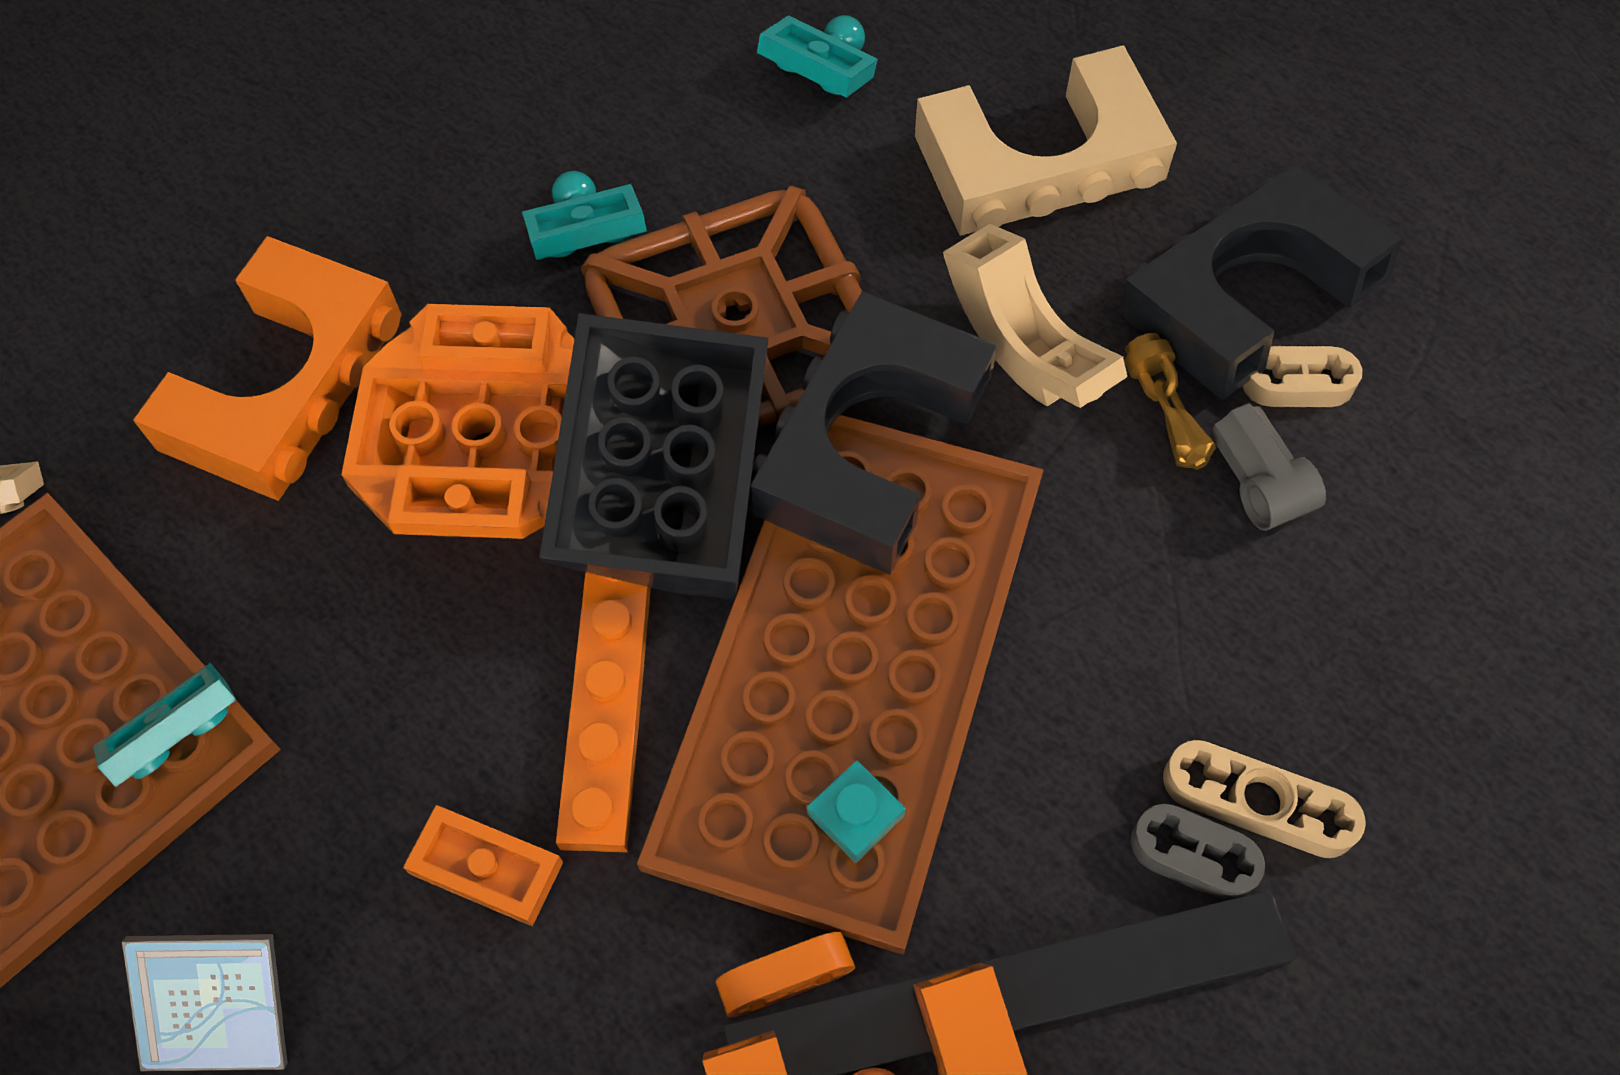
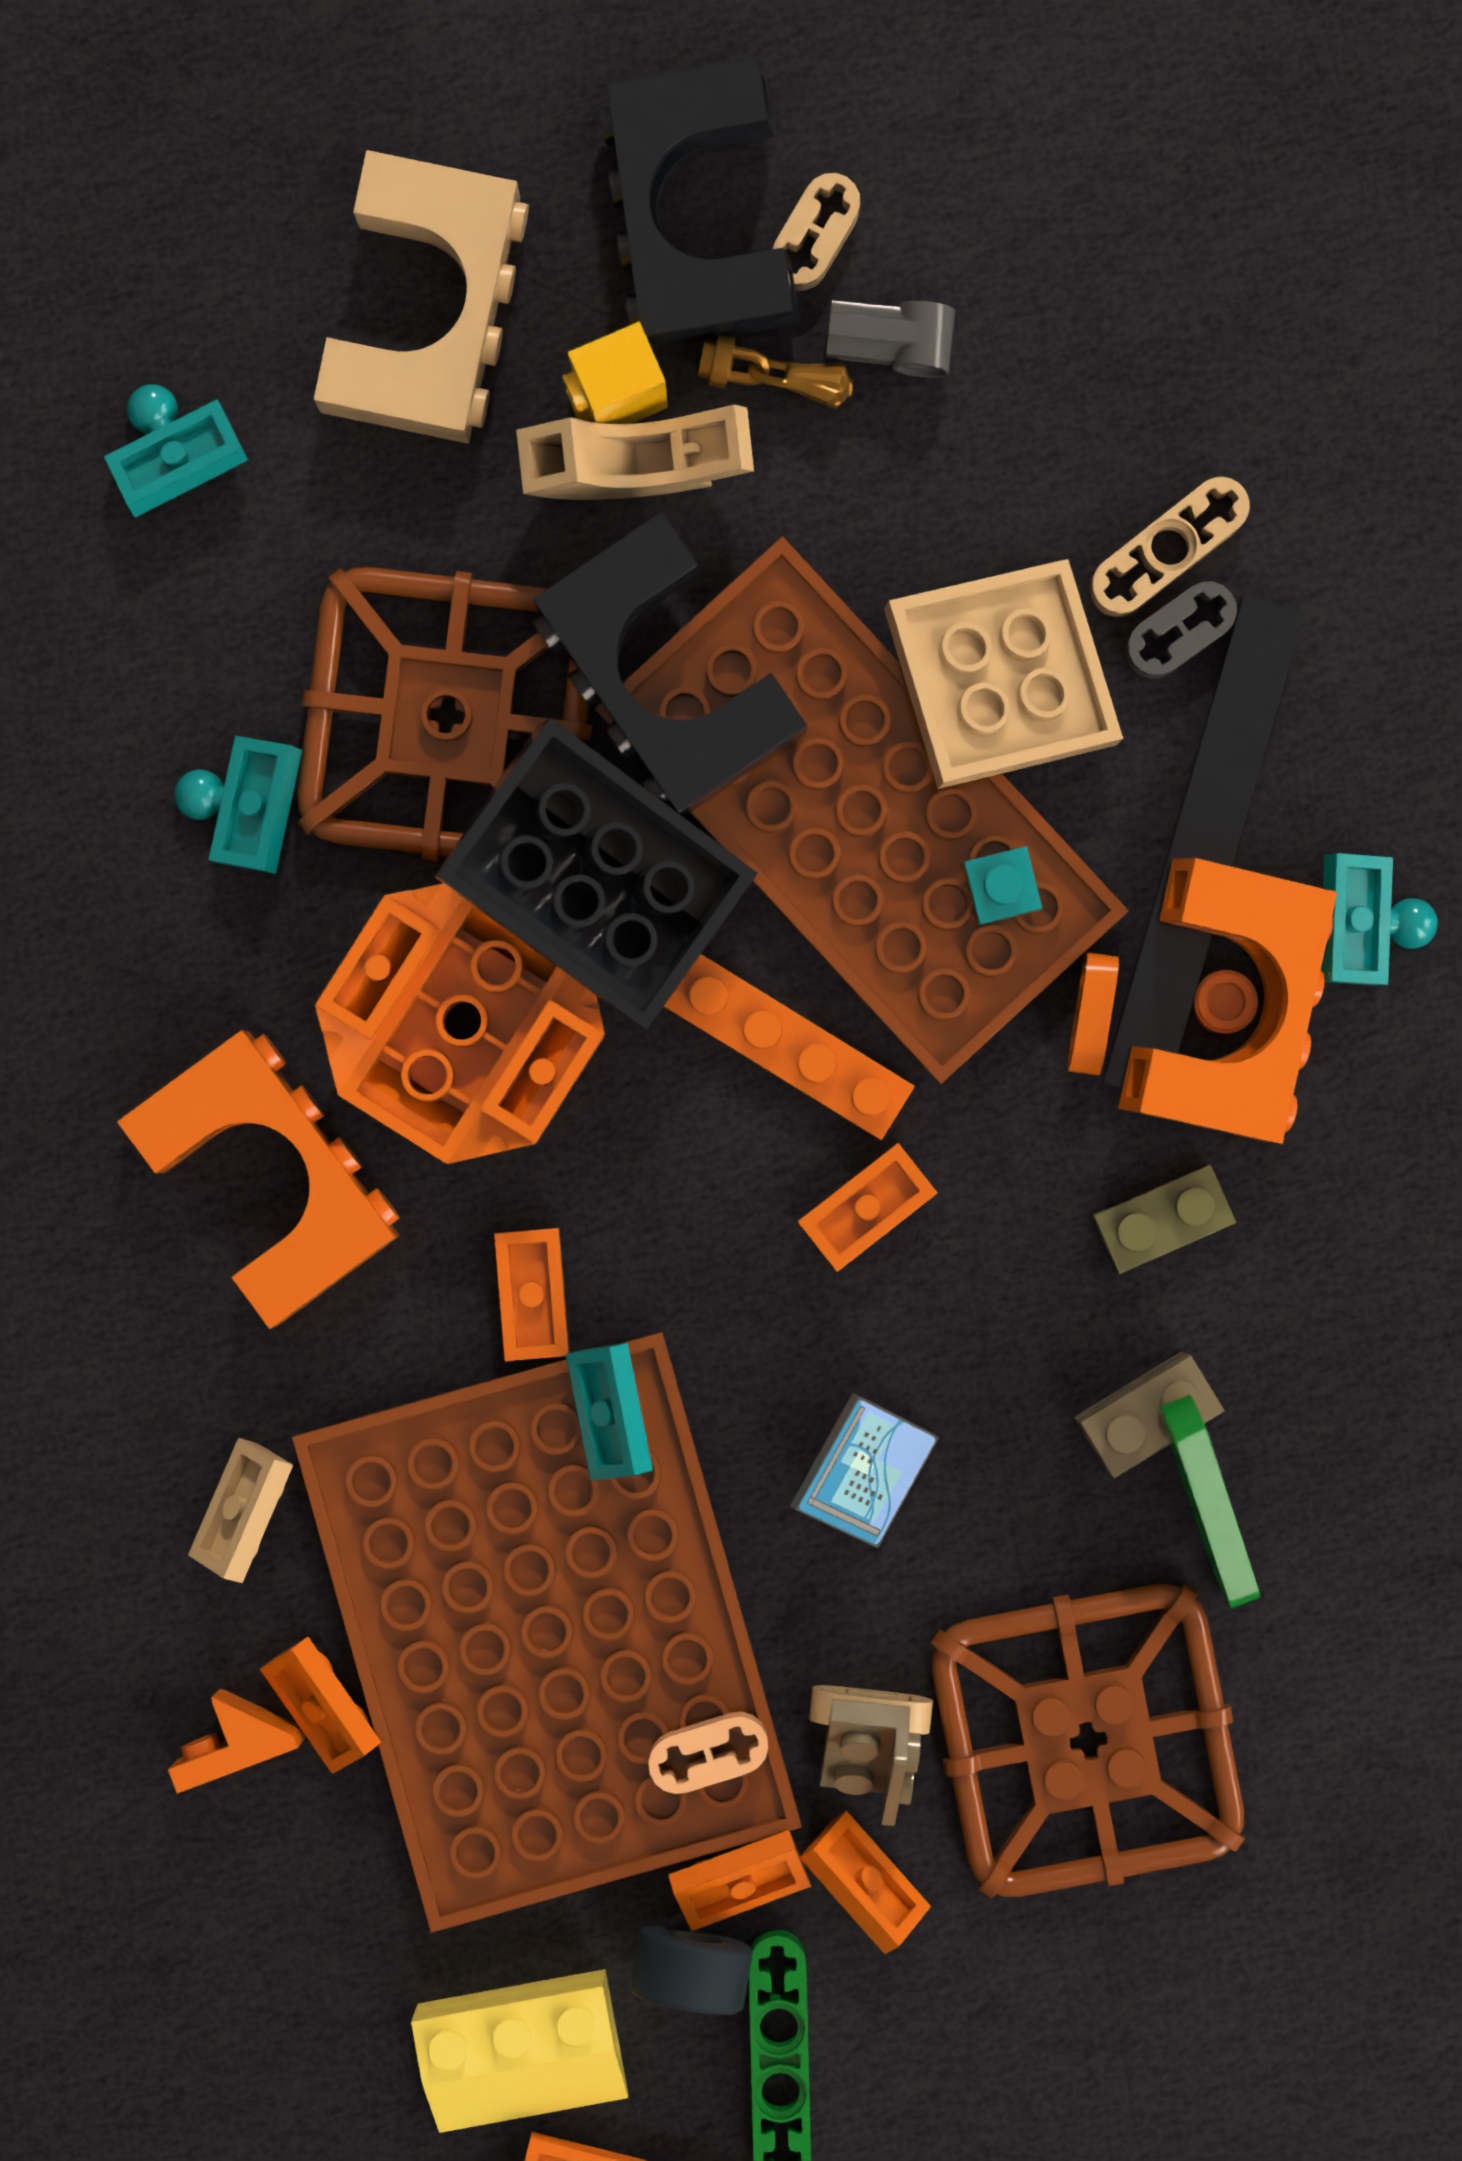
camera: 60 degrees left, 25 degrees up
(263, 619) = (531, 1294): none -> orange plate
(1049, 708) = (1002, 673): none -> tan plate
(1083, 271) = (616, 379): none -> yellow brick

